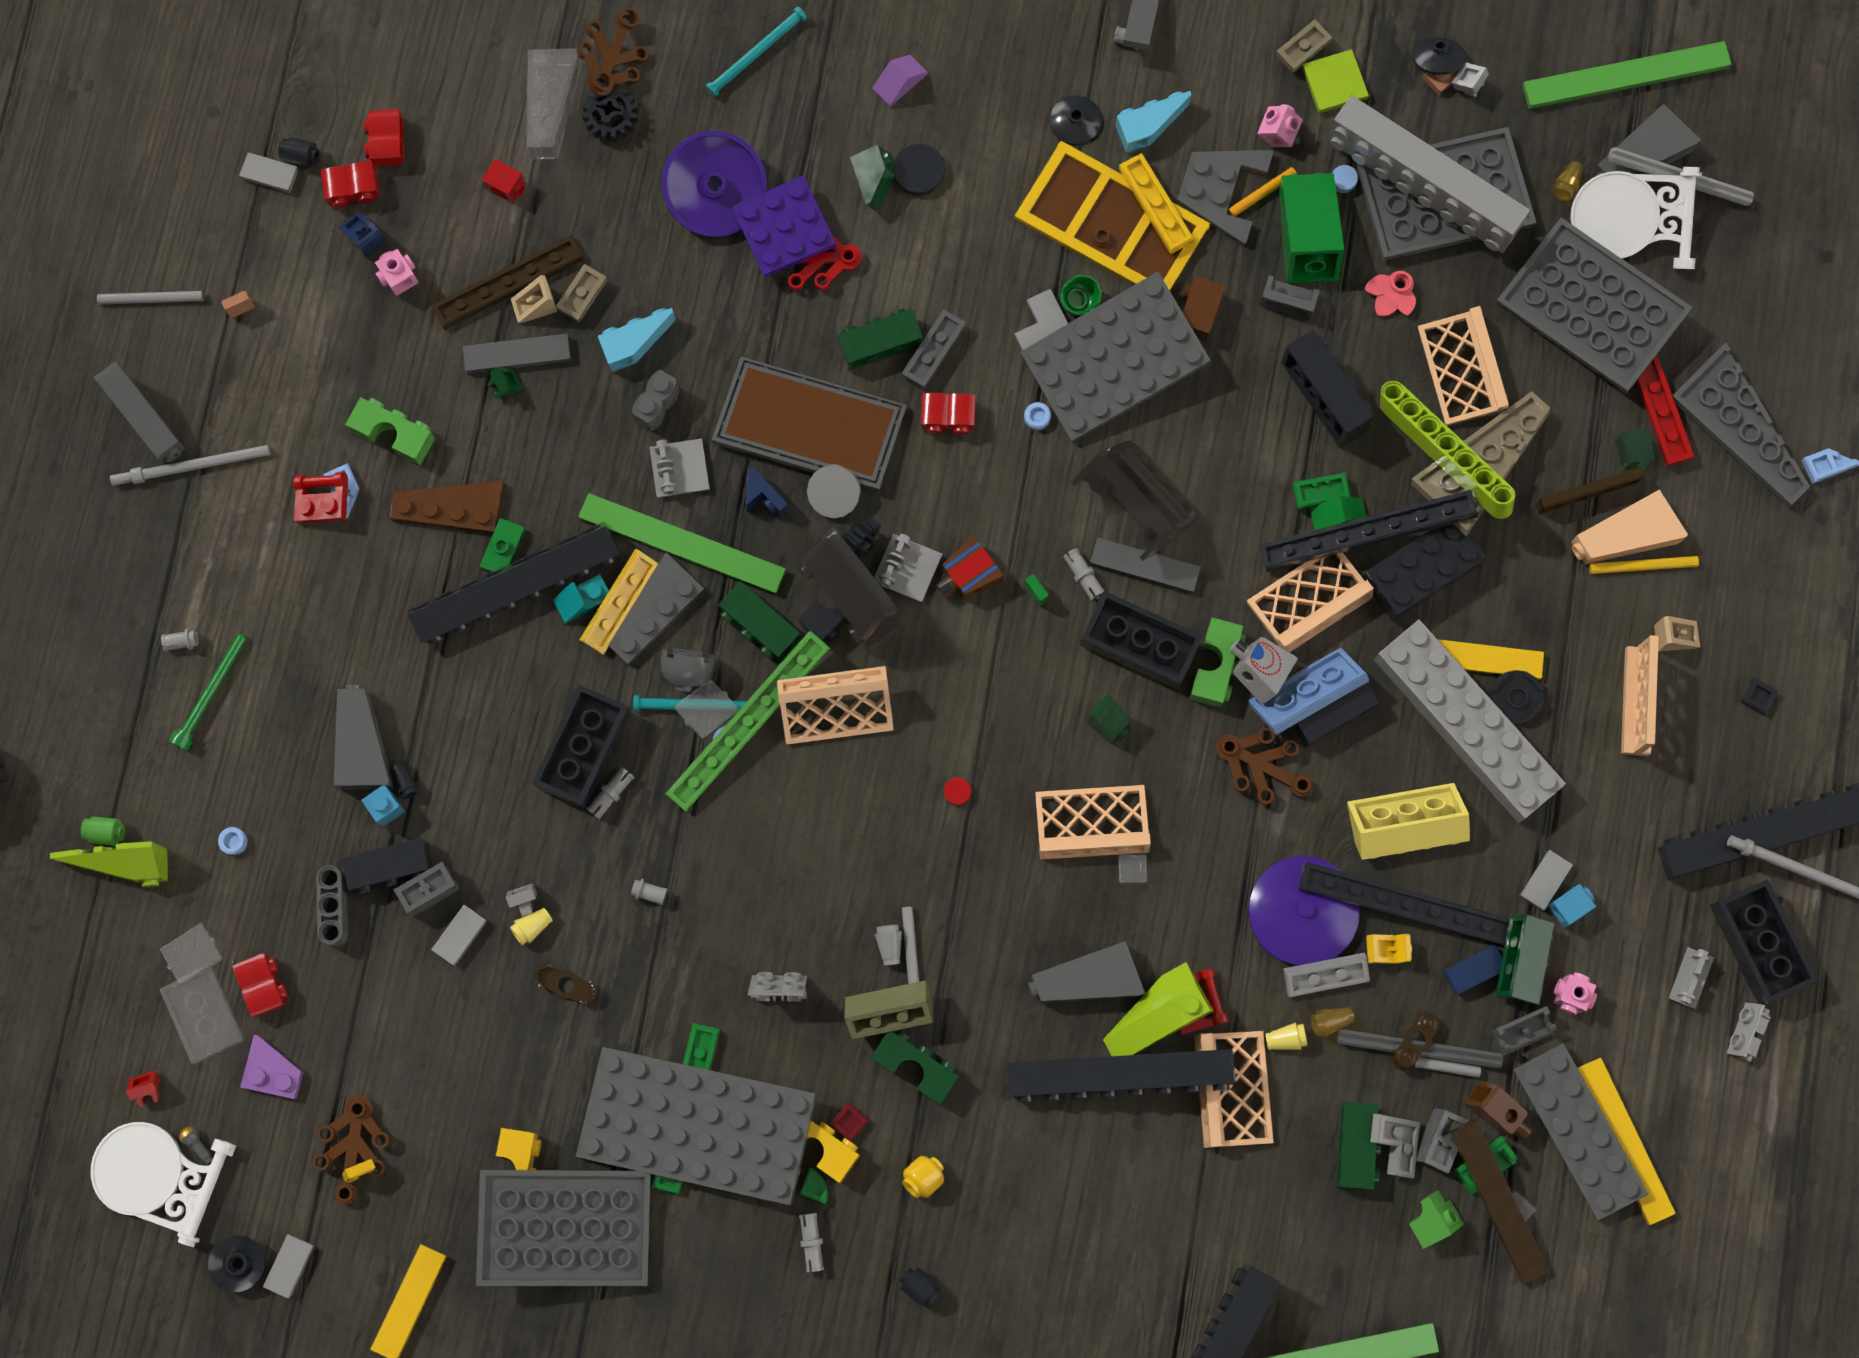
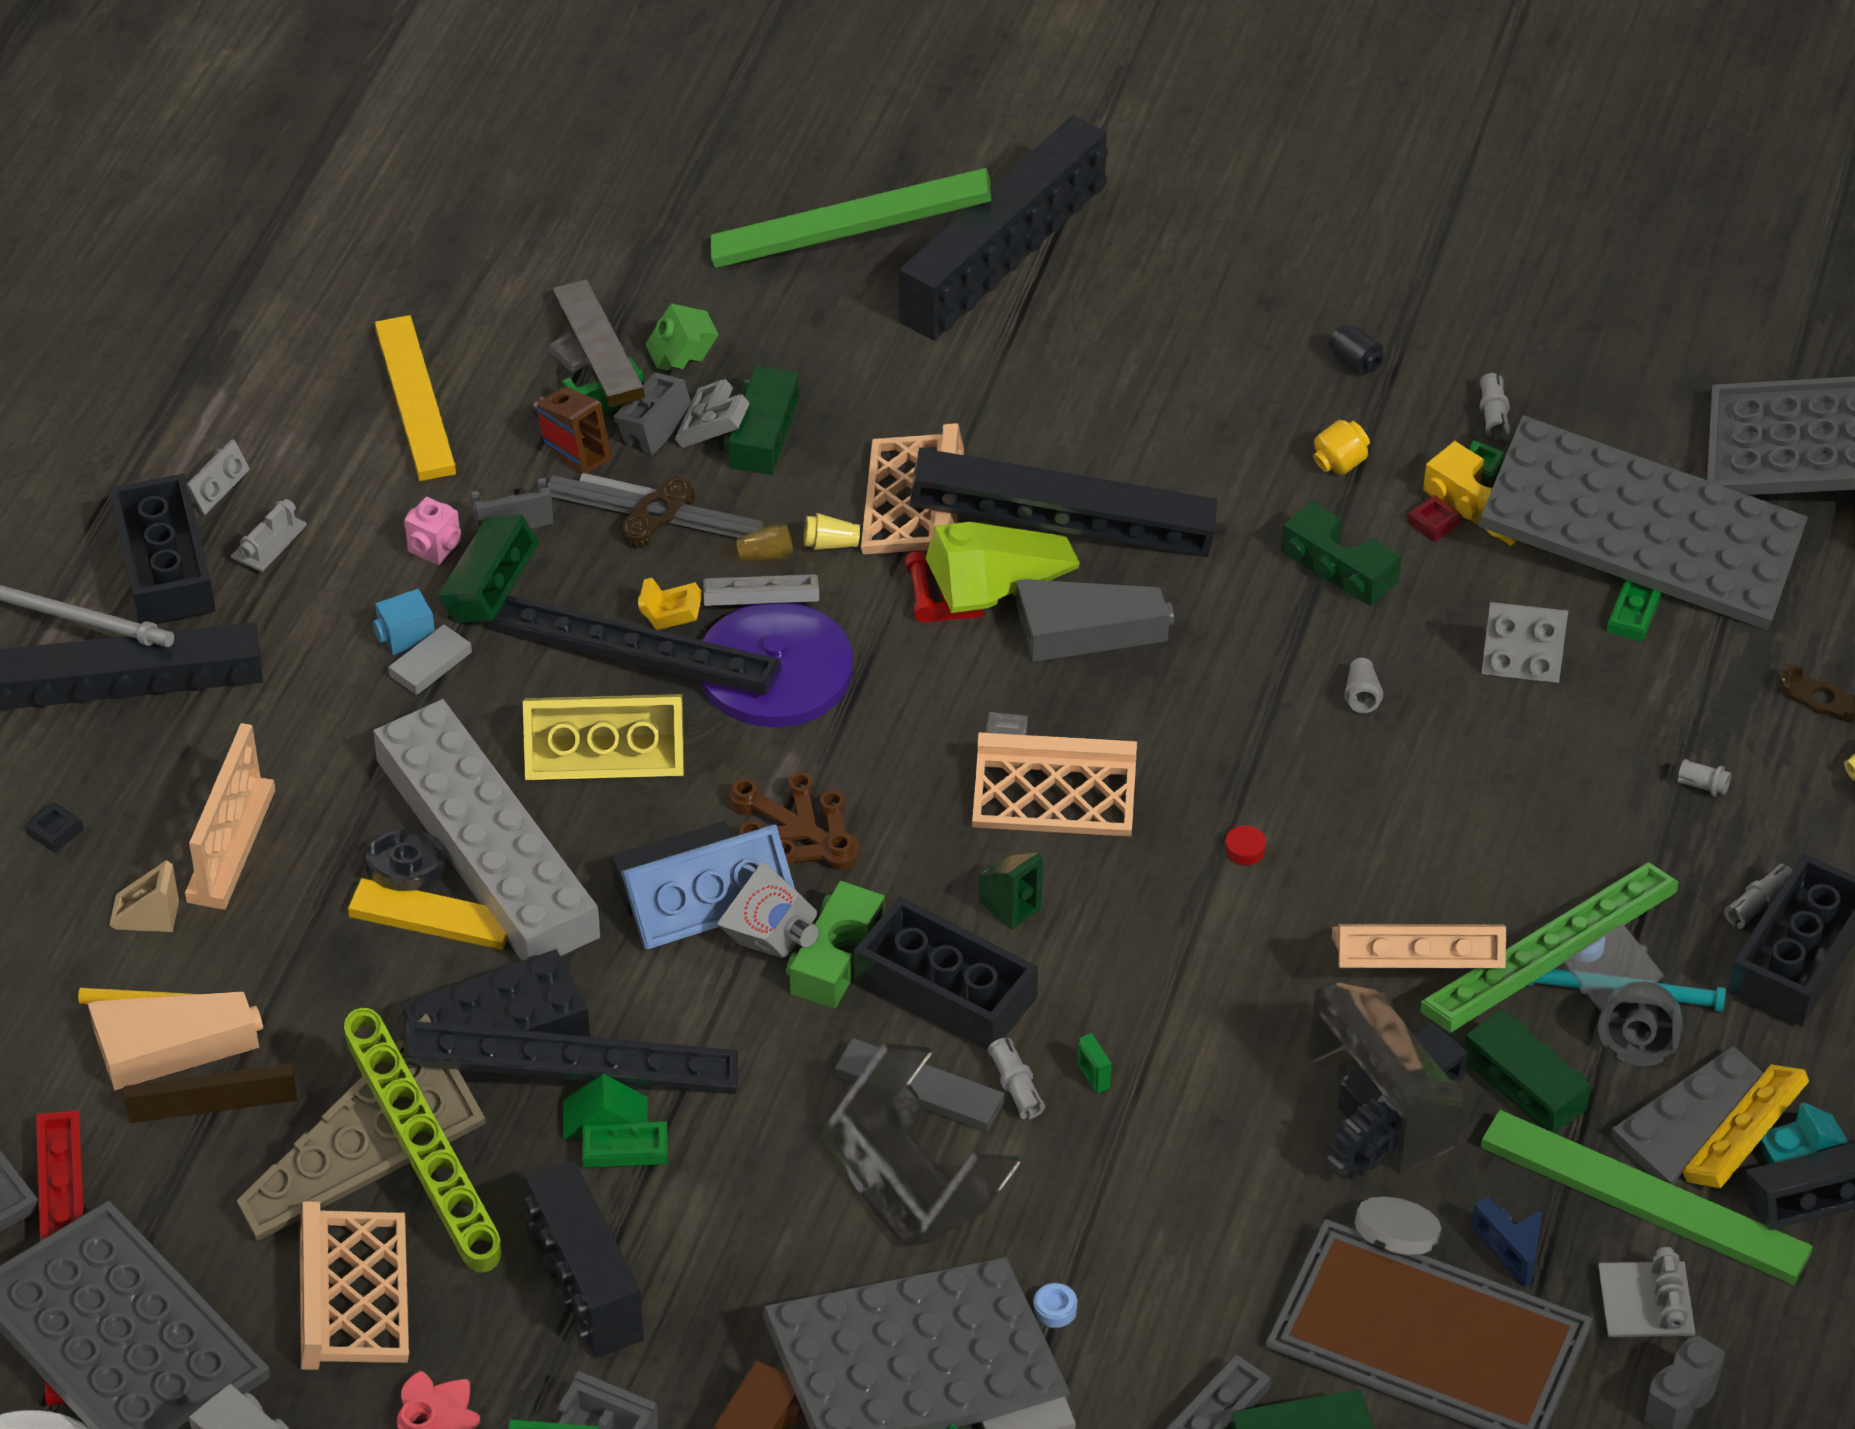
camera: 175 degrees left, 30 degrees down
(888, 1009) = (1371, 601): olive brick -> none
(907, 567) = (1291, 1122): light grey hinge -> none
(910, 945) = (1332, 669): light grey bar -> none
(948, 412) = (1200, 1316): red brick -> none
(969, 571) = (1192, 1099): torso -> none
(1323, 617) = (673, 976): light nougat fence -> none
(1474, 969) = (565, 570): dark blue slope -> none
(1580, 1131) = (470, 407): dark grey plate -> none
(1635, 449) = (122, 1138): clear green brick -> none

